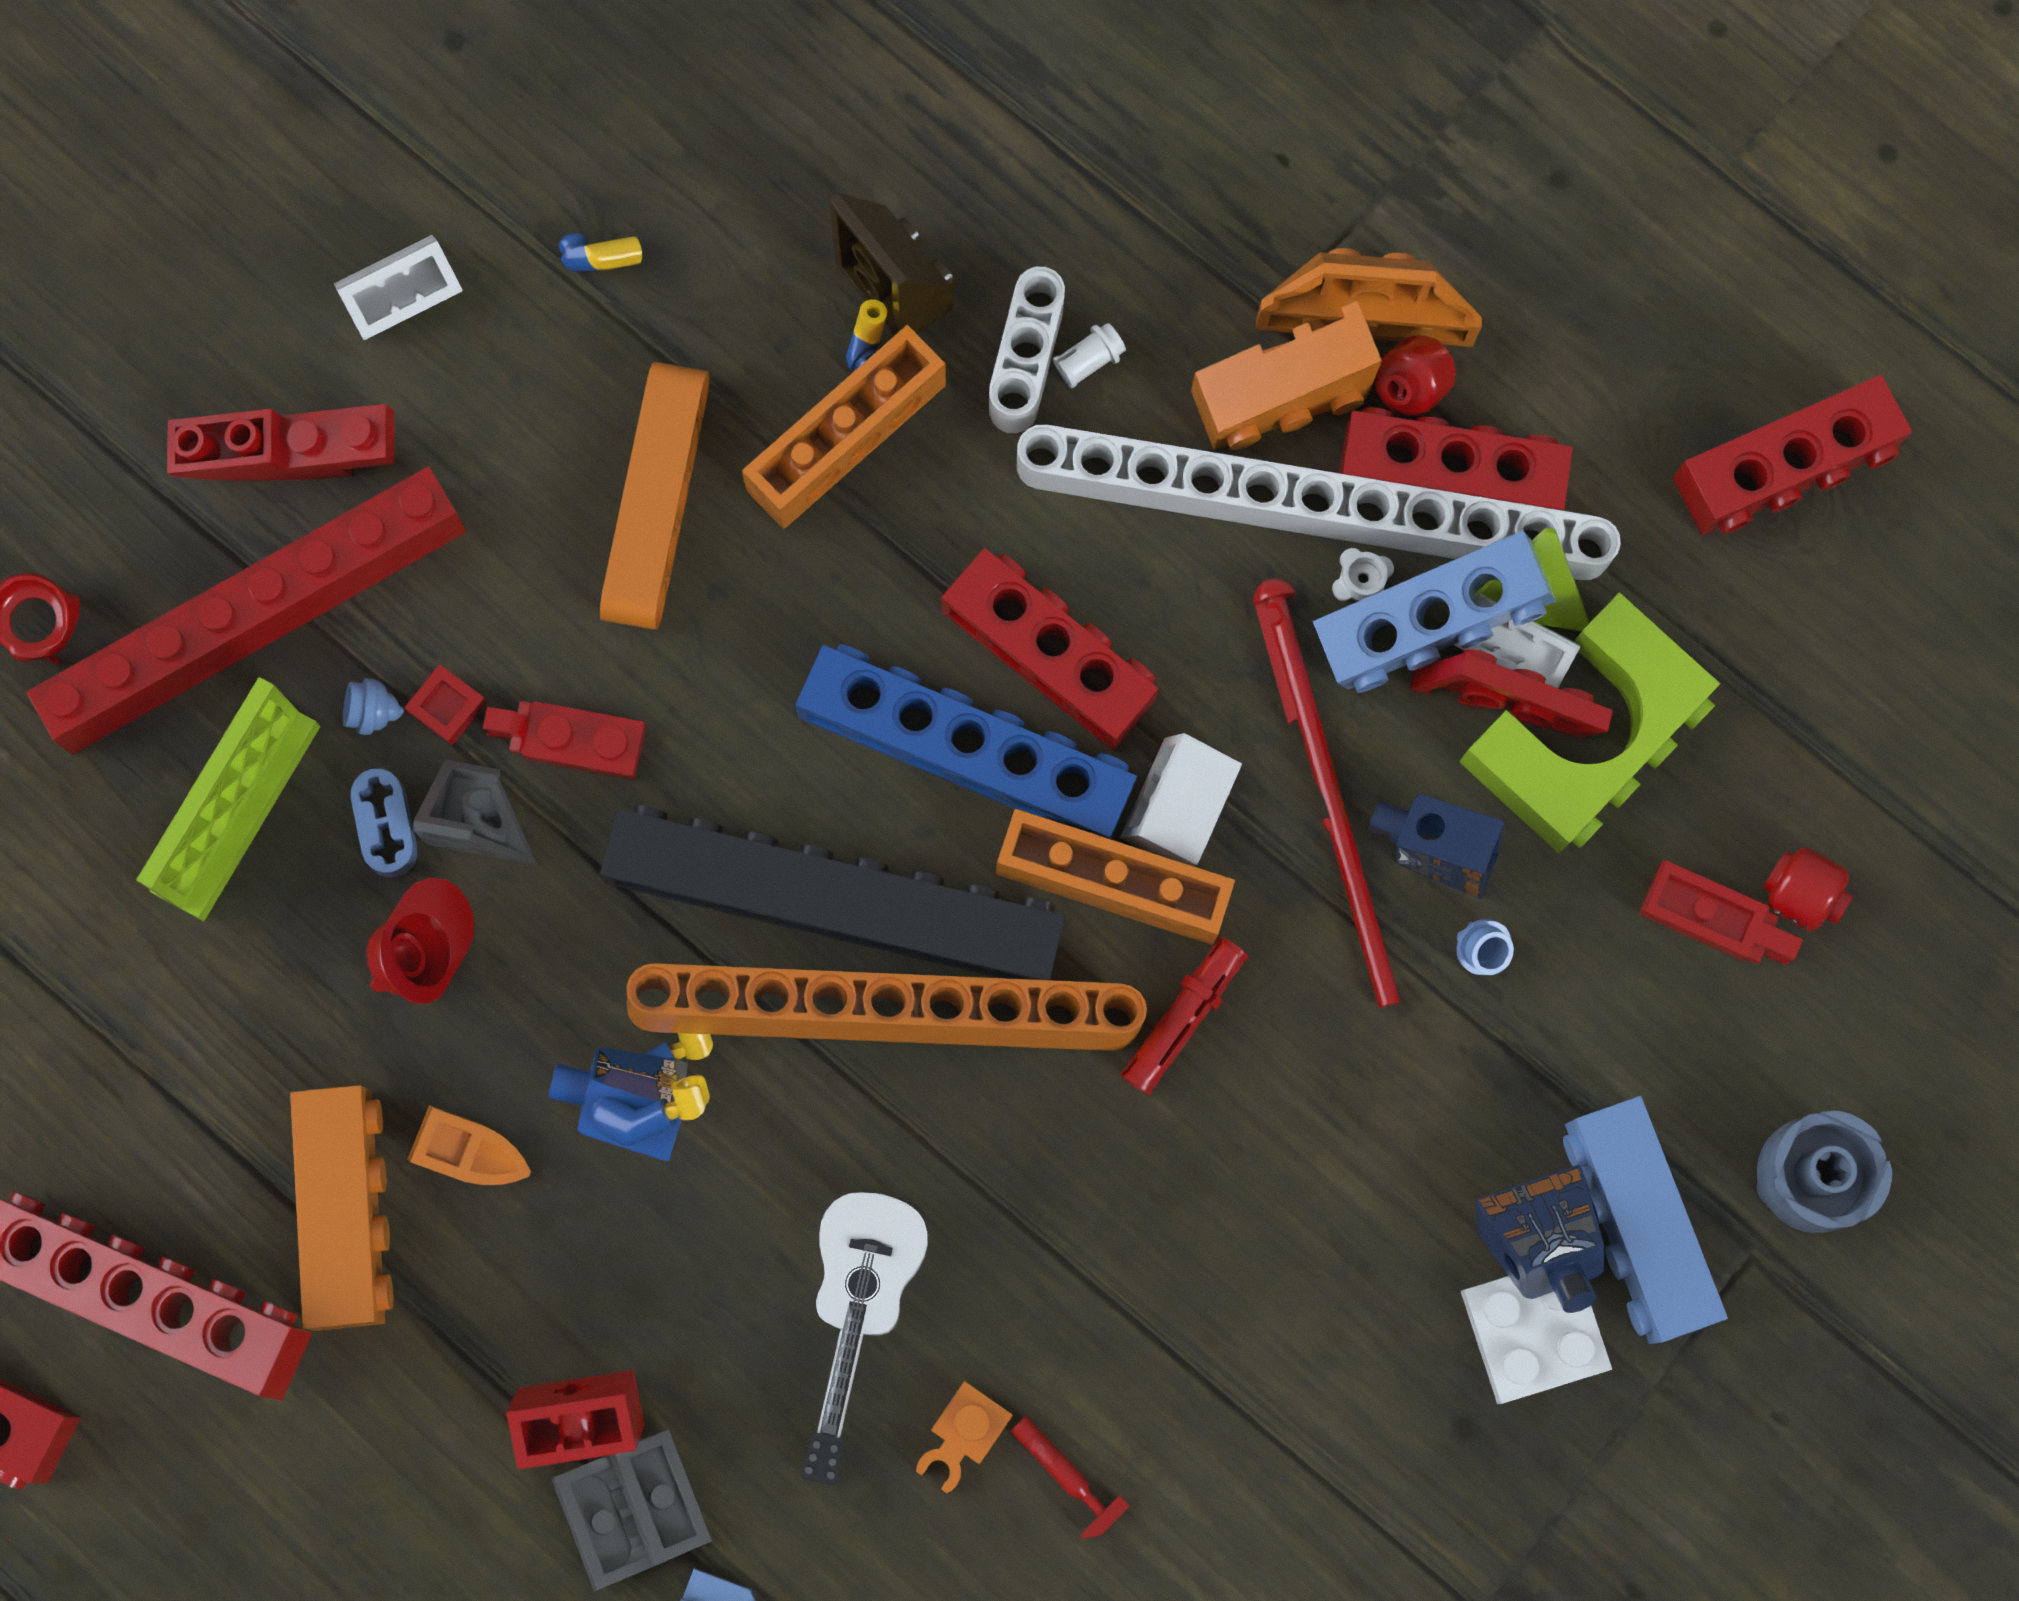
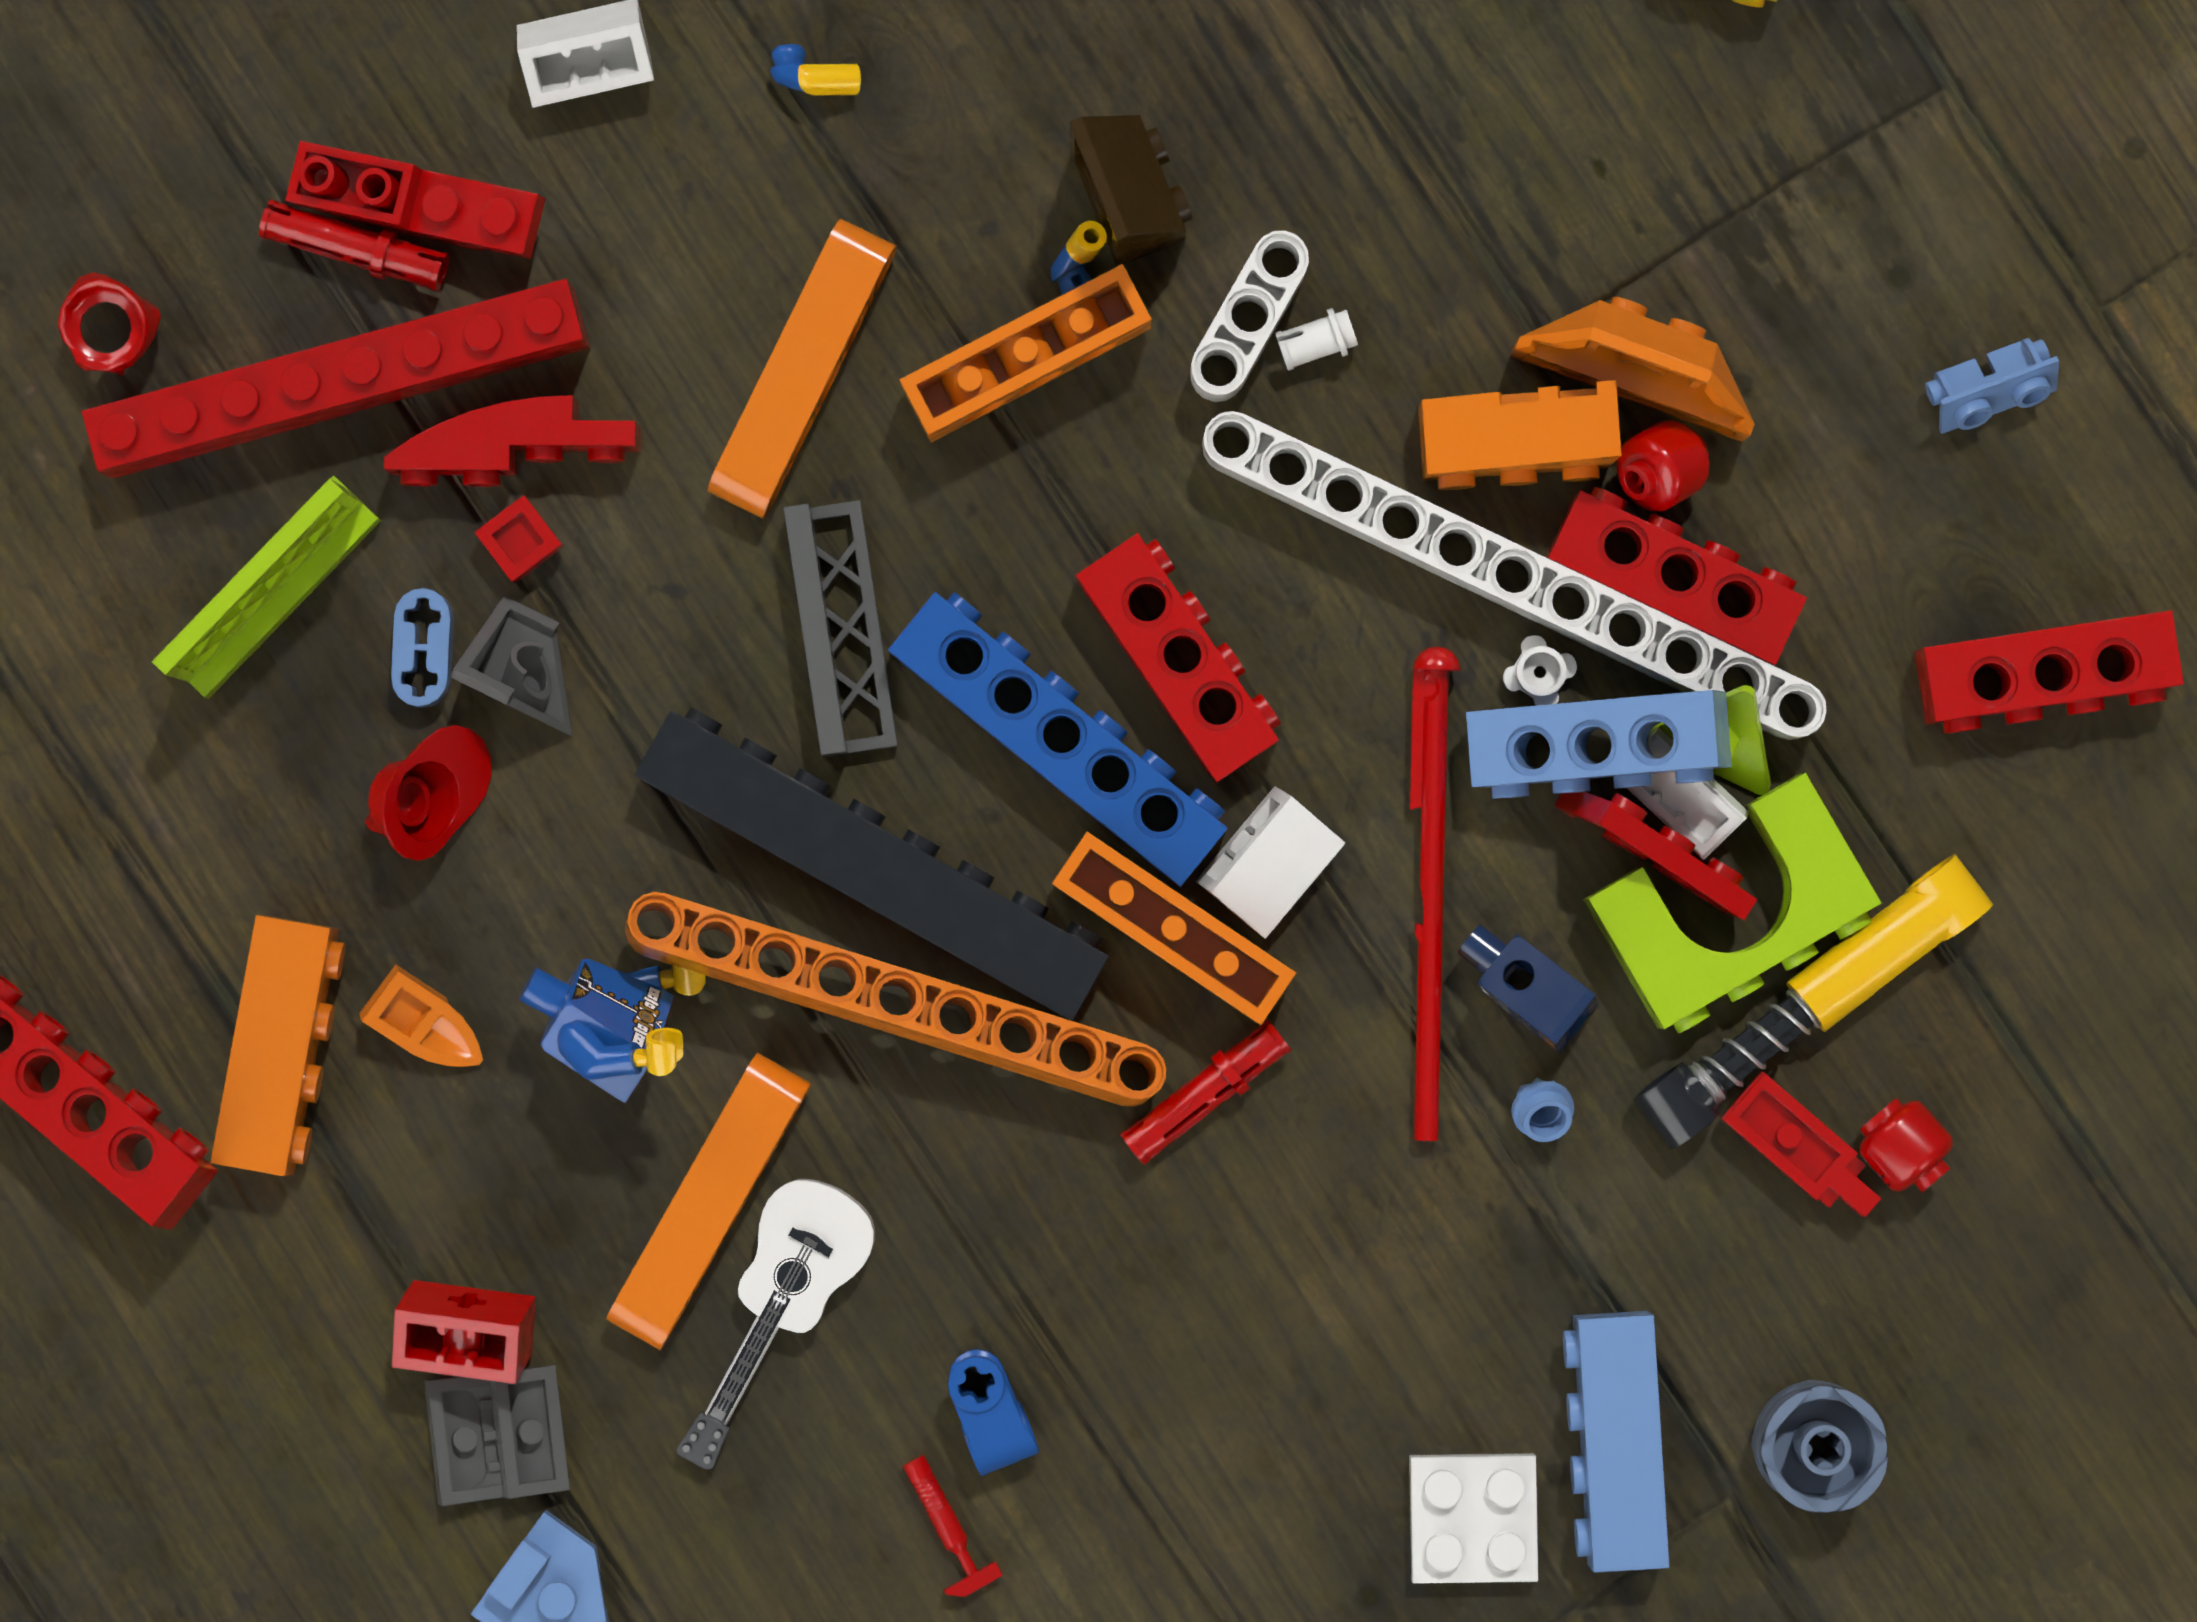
camera: 20 degrees right, 10 degrees up
(249, 497) = (377, 252): none -> red pin
(369, 706) = (437, 518): medium blue plate -> none
(394, 627) = (487, 439): none -> red slope
(570, 737) = (643, 610): red hinge -> none
(730, 715) = (817, 634): none -> dark grey fence
(767, 1240) = (708, 1201): none -> orange beam
(969, 1429) = (859, 1450): orange plate -> none
(1082, 1365) = (993, 1421): none -> blue piece
(1546, 1237) = (1509, 1431): torso -> none
(1685, 230) = (2020, 378): none -> medium blue hinge
(1690, 782) = (1819, 996): none -> piece

